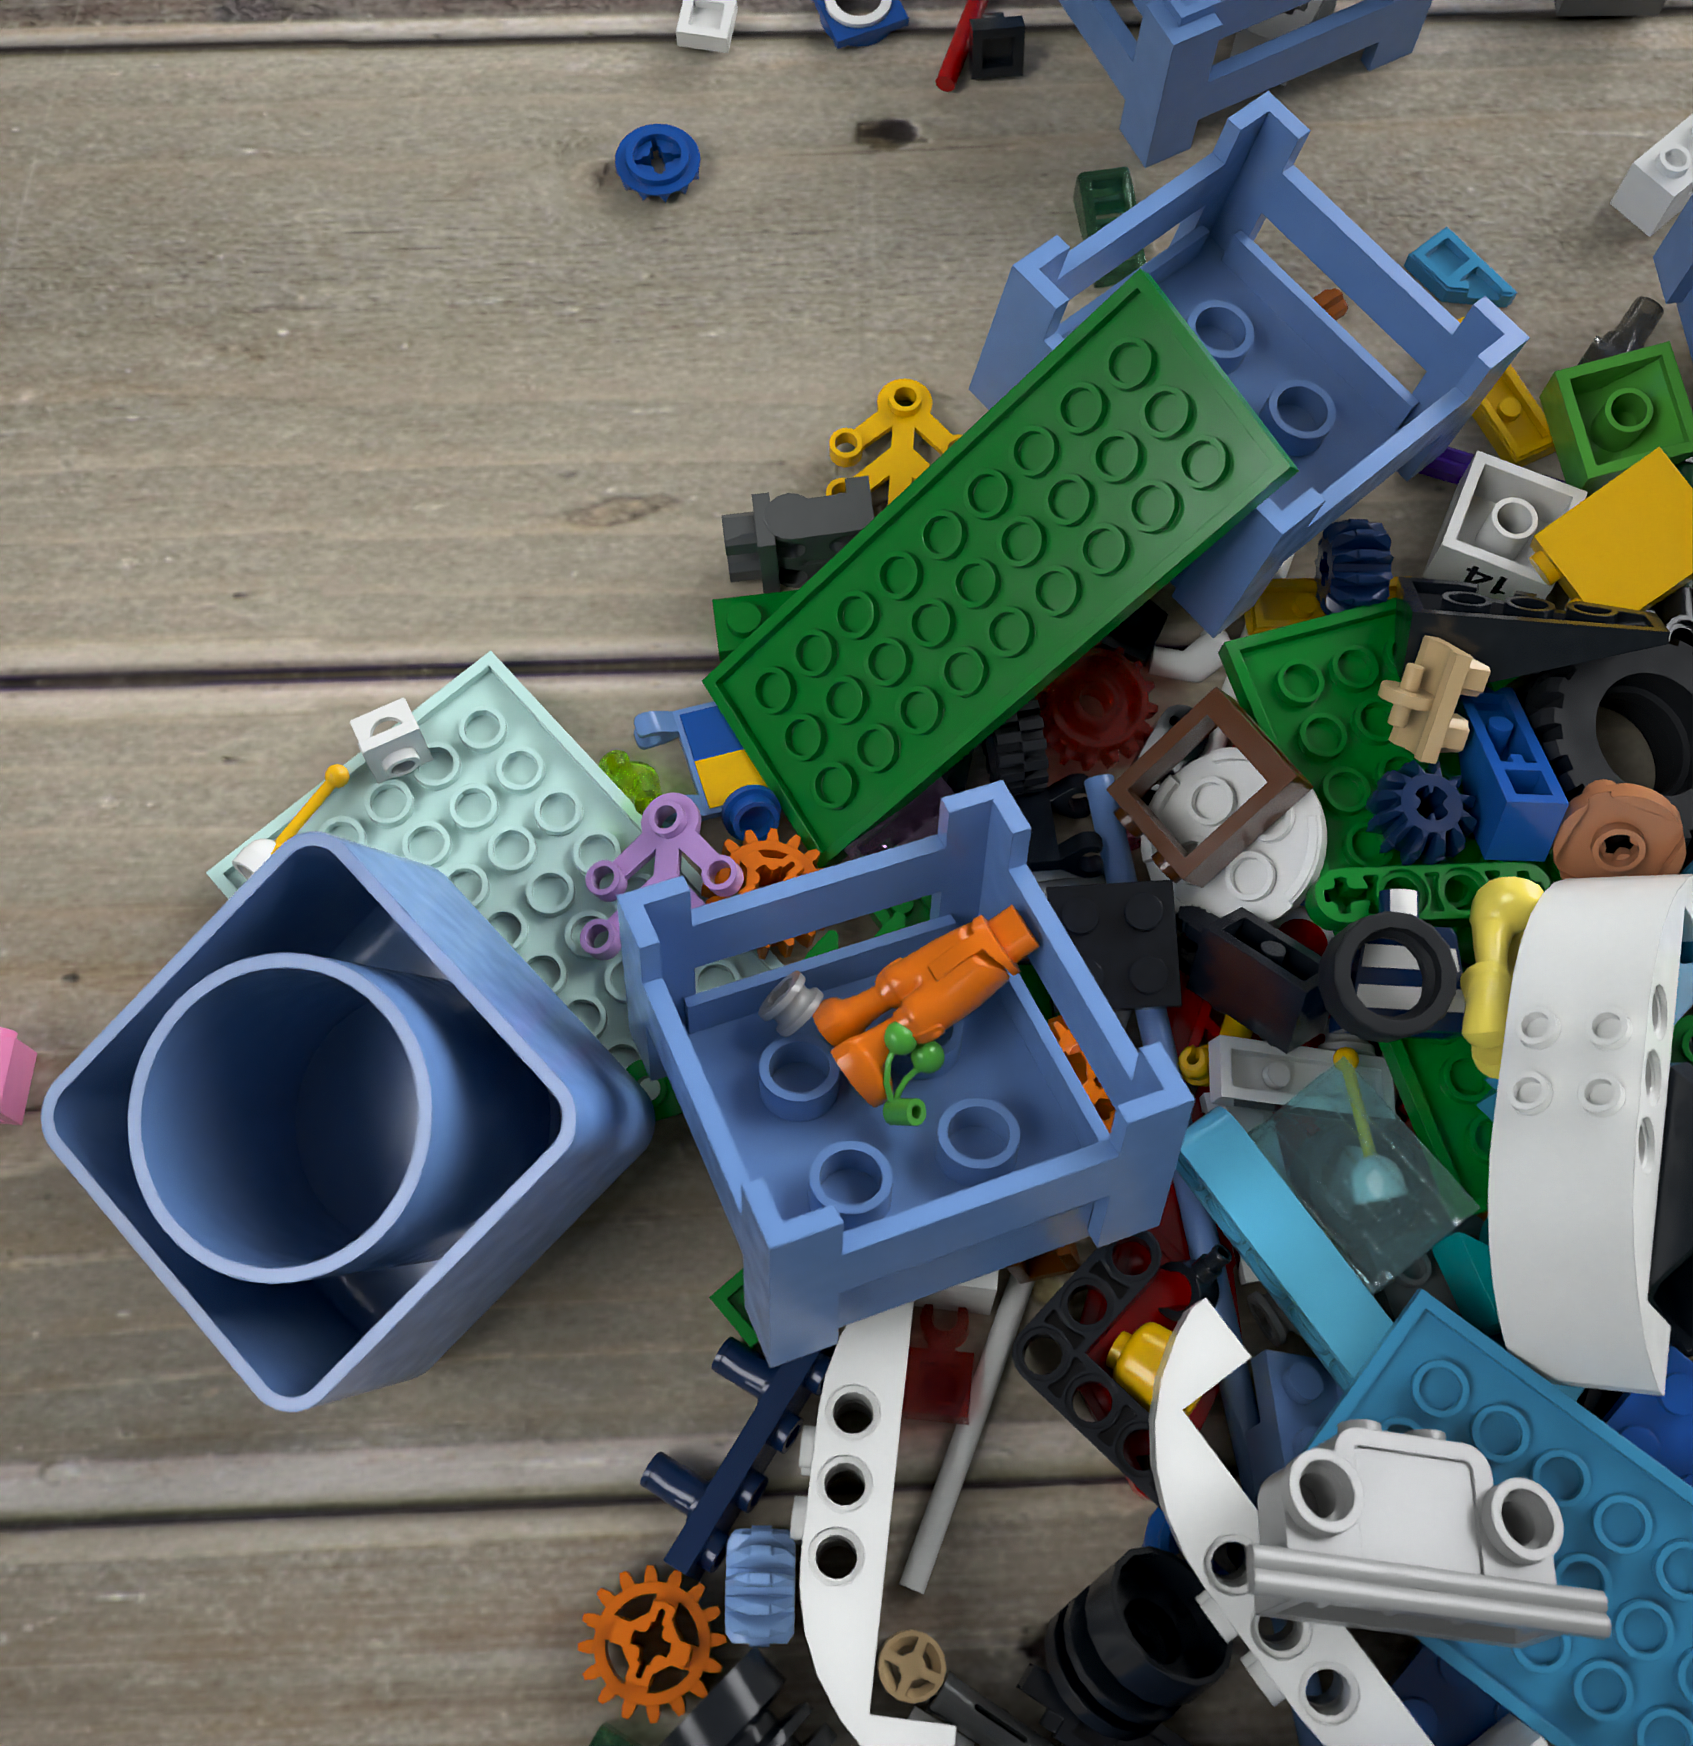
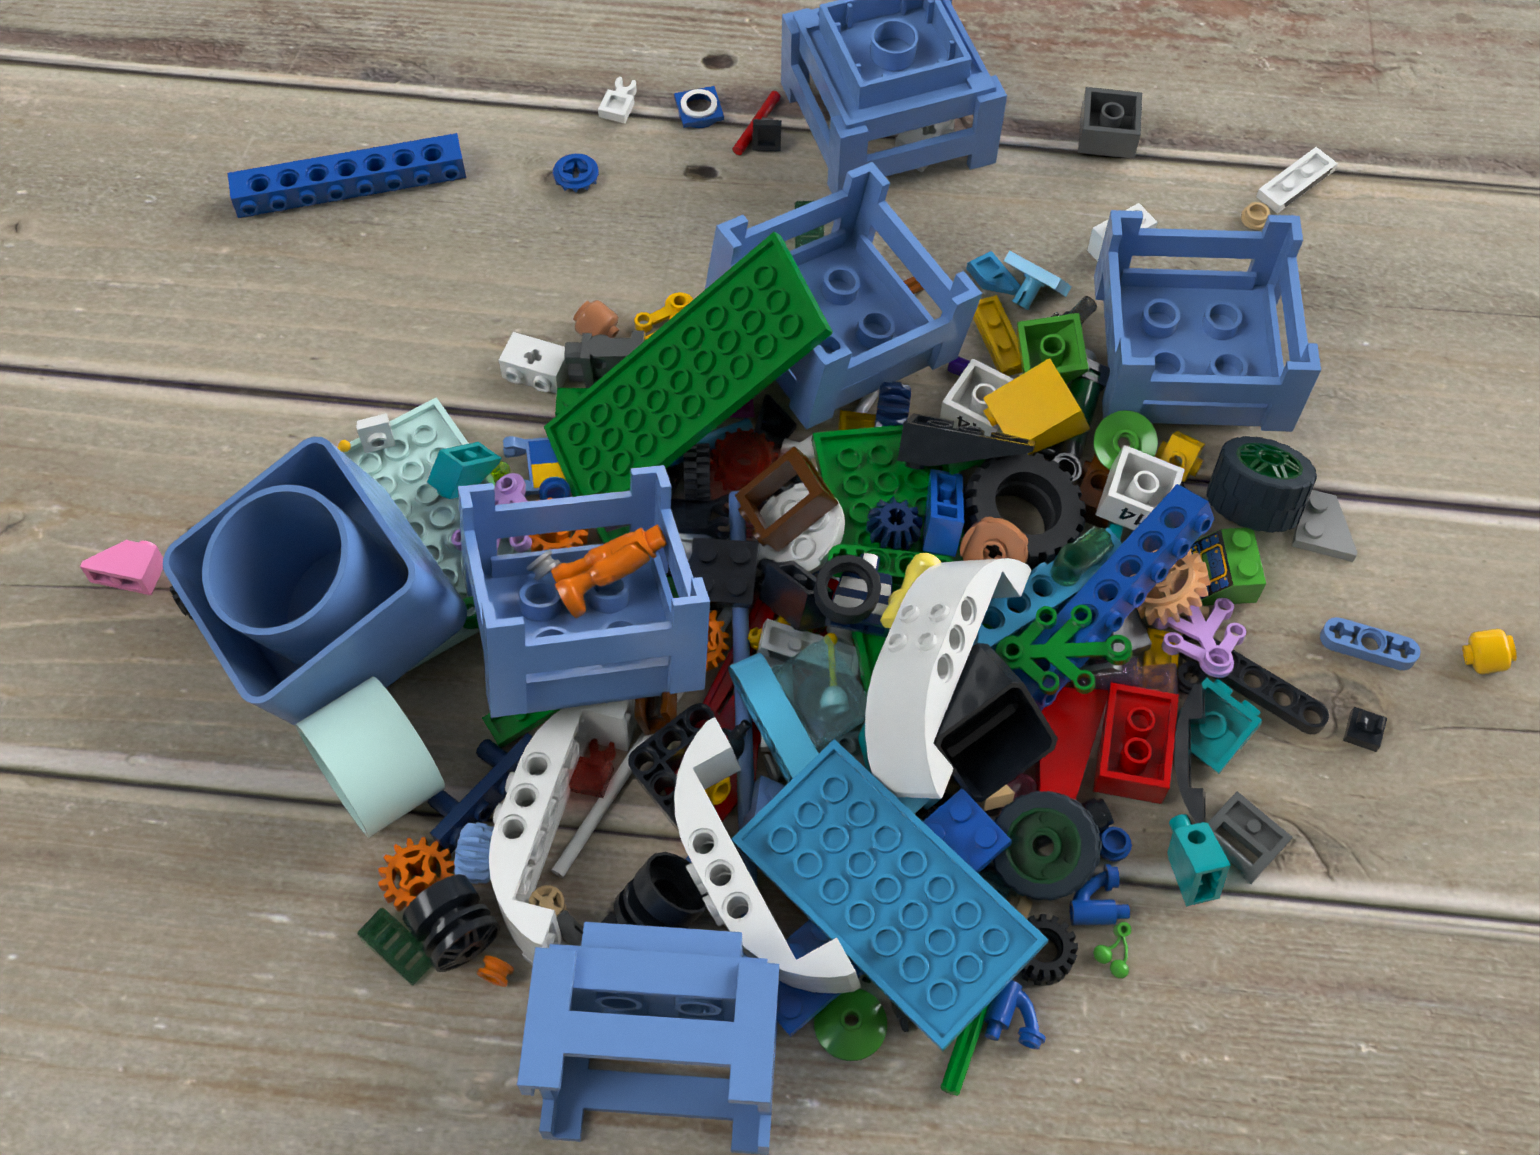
camera: 10 degrees right, 10 degrees down
(227, 220) = (346, 175): none -> blue brick
(522, 1443) = (371, 756): none -> light aqua wheel
(574, 798) = (461, 467): none -> teal slope
(642, 537) = (534, 363): none -> white brick
(760, 458) = (596, 319): none -> nougat head
(925, 1059) = (603, 594): bright green piece -> none
(1414, 1544) = (790, 842): light grey brick -> none
(1428, 697) = (902, 466): tan hips -> none
(1545, 272) = (1034, 279): none -> medium azure tile

